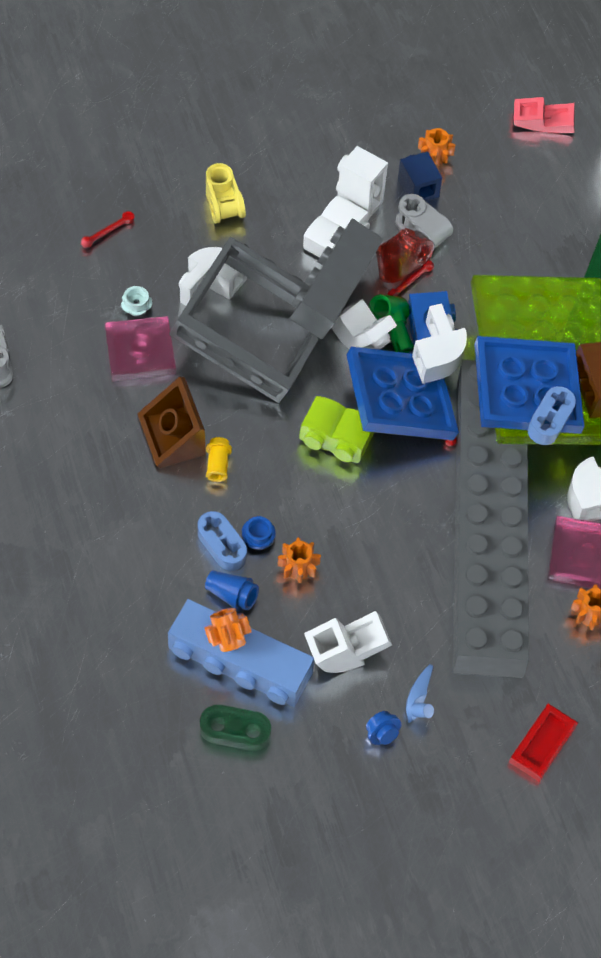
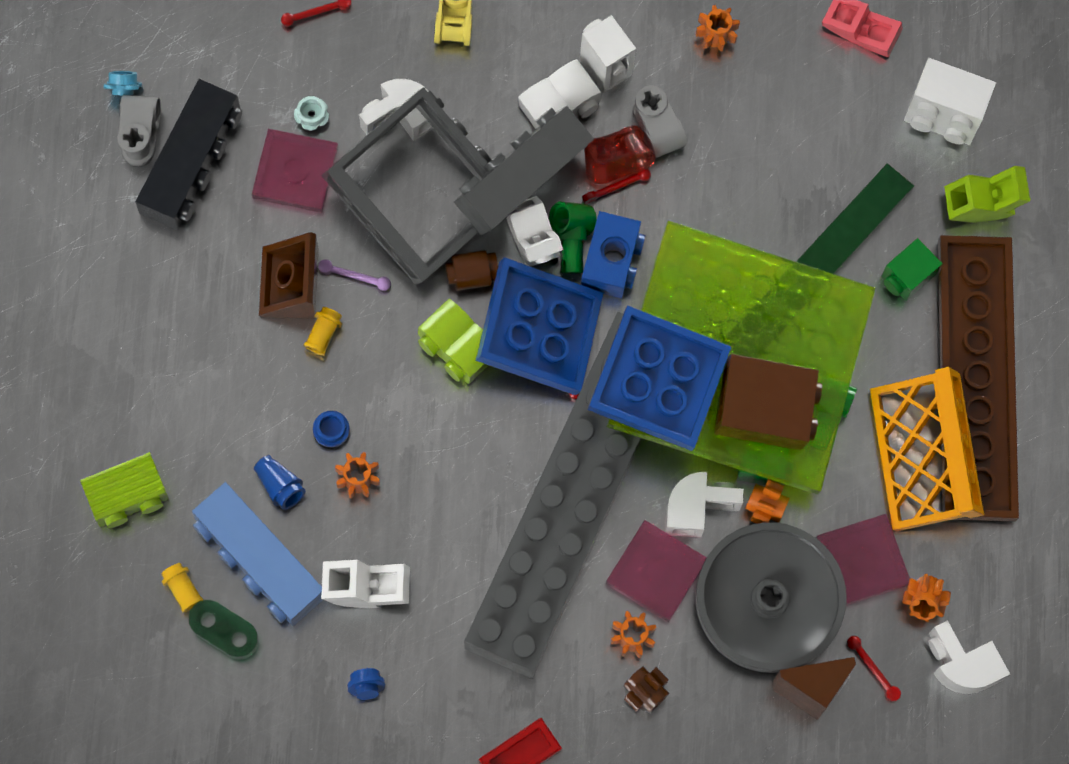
camera: 20 degrees right, 15 degrees up
(45, 361) = (188, 155): none -> black brick
(98, 641) = (125, 491): none -> lime brick
(181, 704) = (181, 586): none -> yellow pin
(216, 545) = (282, 425): medium blue beam -> none
(228, 629) = (245, 534): orange gear -> none
(251, 409) = (326, 267): none -> lavender hinge
(324, 373) = (472, 269): none -> reddish brown brick
(415, 702) = (416, 661): medium blue bar -> none
(420, 176) = (680, 62): dark blue brick -> none
(443, 351) = (598, 300): white brick -> none
(546, 412) = (666, 433): medium blue beam -> none

